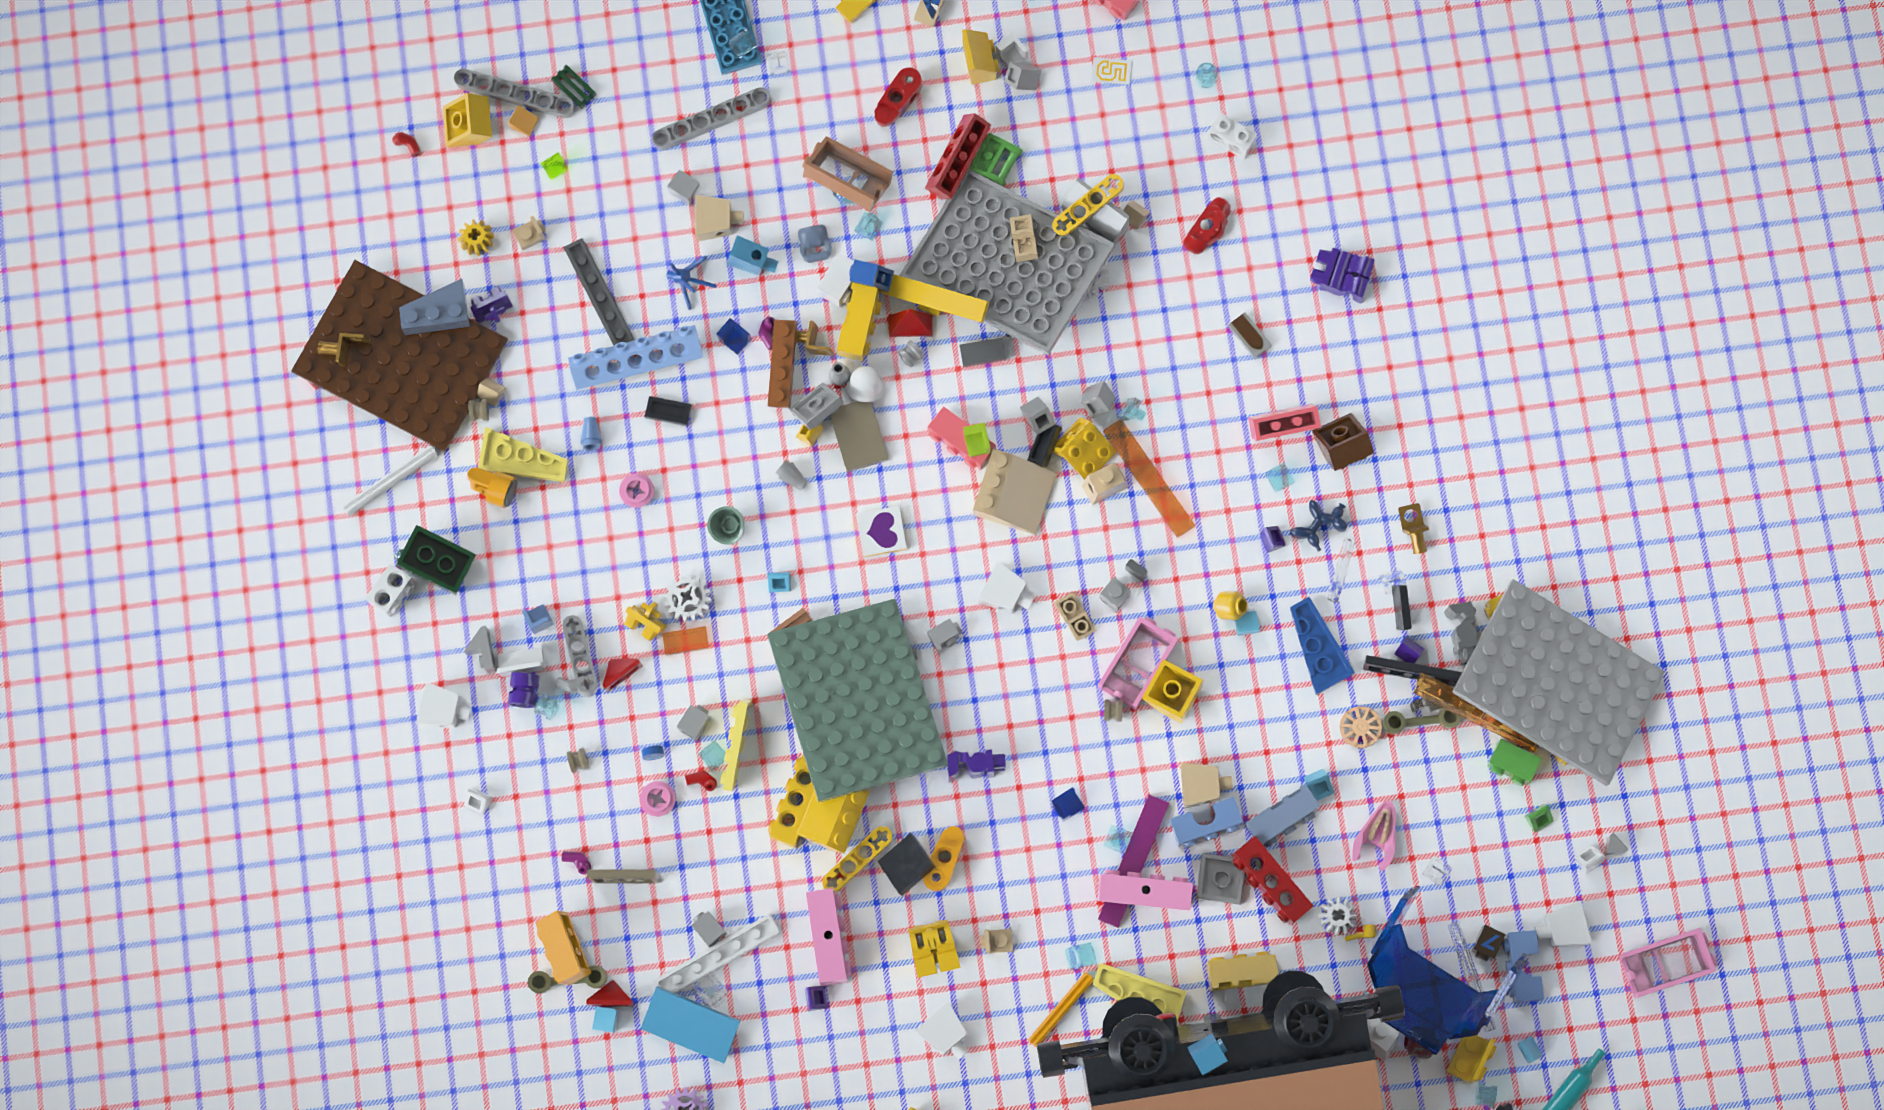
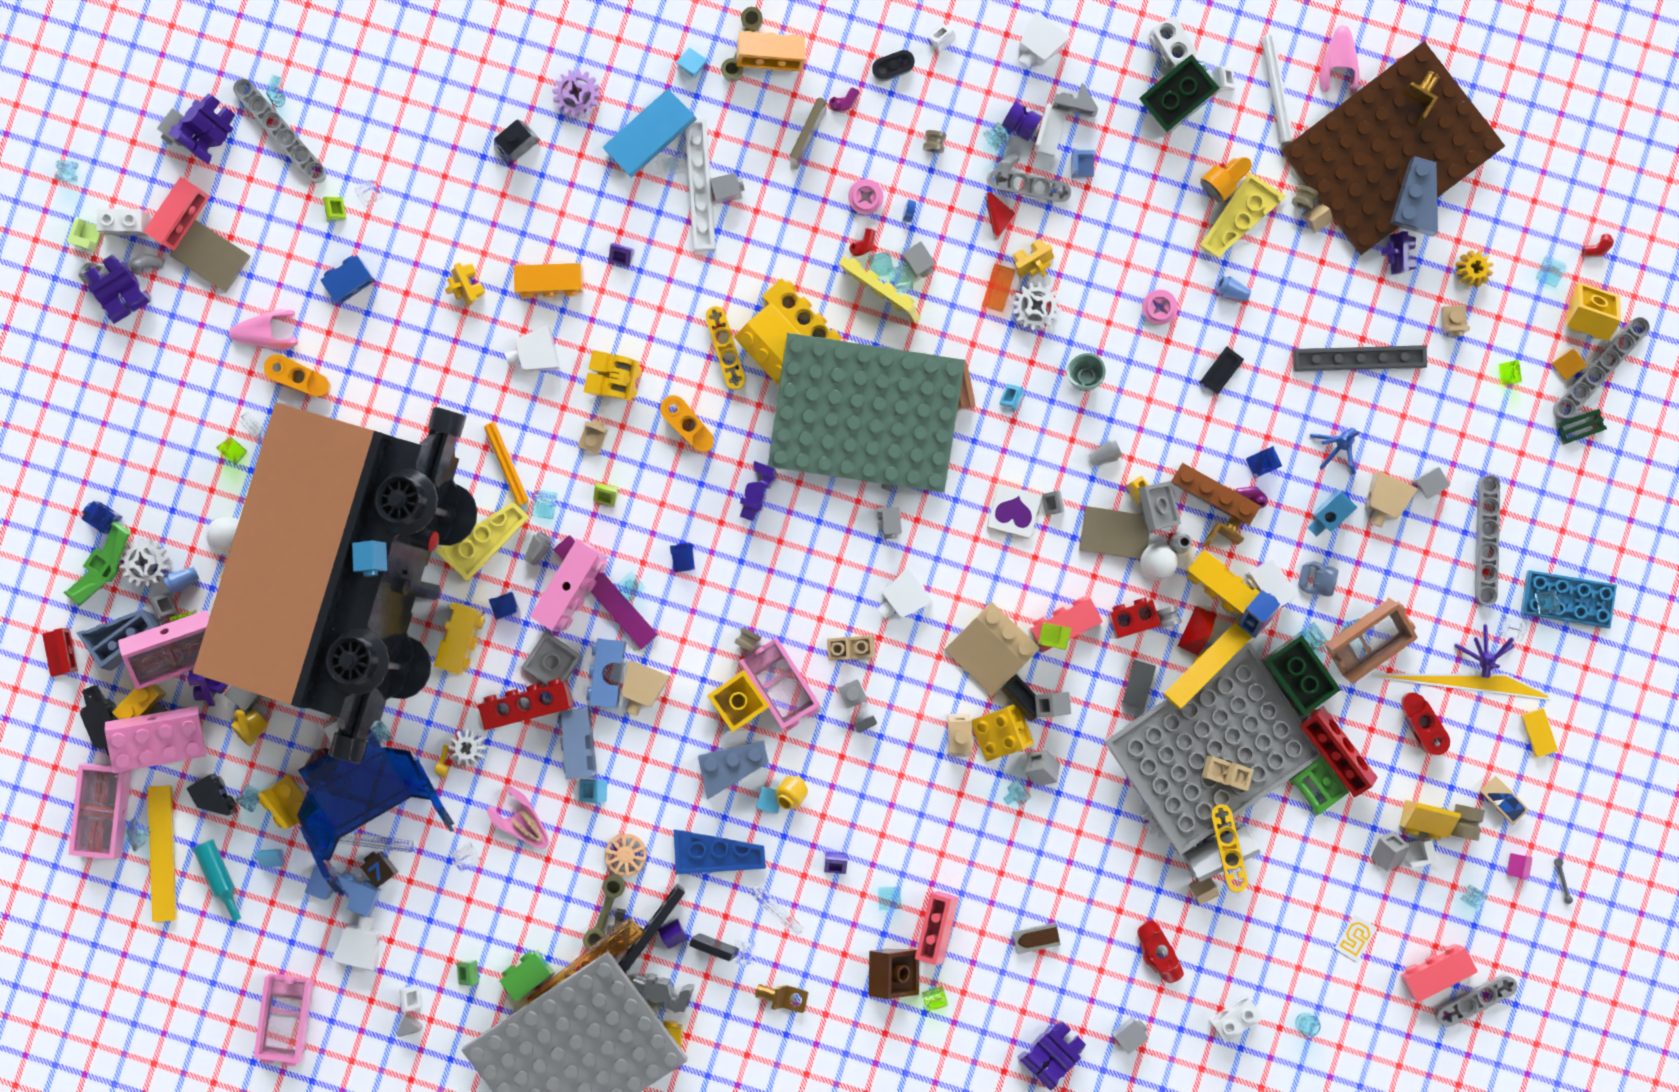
camera: 105 degrees right, 10 degrees up
(335, 440) = (1340, 54): none -> bright pink animal
(401, 531) = (1224, 78): none -> white slope
(446, 173) = (1551, 271): none -> clear light blue slope
(524, 832) = (892, 64): none -> black plate
(610, 995) = (709, 76): red slope -> none
(629, 366) = (1286, 362): light blue brick -> none
(717, 731) = (900, 278): none -> clear light blue slope
(816, 71) = (1487, 659): none -> dark purple plant
(825, 921) = (651, 281): bright pink brick -> none
(835, 61) = (1497, 683): none -> yellow sticker
(857, 500) = (1053, 503): none -> light grey slope
(872, 1052) = (548, 280): none -> light orange brick
(906, 218) = (1300, 675): none -> dark green brick
(906, 864) = (698, 388): black tile -> none
(931, 380) = (1135, 623): none -> red brick
(969, 20) = (1468, 823): none -> dark tan wheel
(1044, 904) = (605, 494): none -> lime slope
(1124, 941) = (538, 547): none -> light grey cone
(1149, 478) = (946, 778): clear orange tile -> none
(1191, 945) = (504, 606): none -> clear blue panel
(1233, 670) = (729, 765): none -> sand blue wedge
(1291, 216) = (1131, 1034): none -> light grey brick
(1319, 519) = (830, 920): dark blue piece -> none
(1347, 396) = (935, 998): none -> clear neon green slope

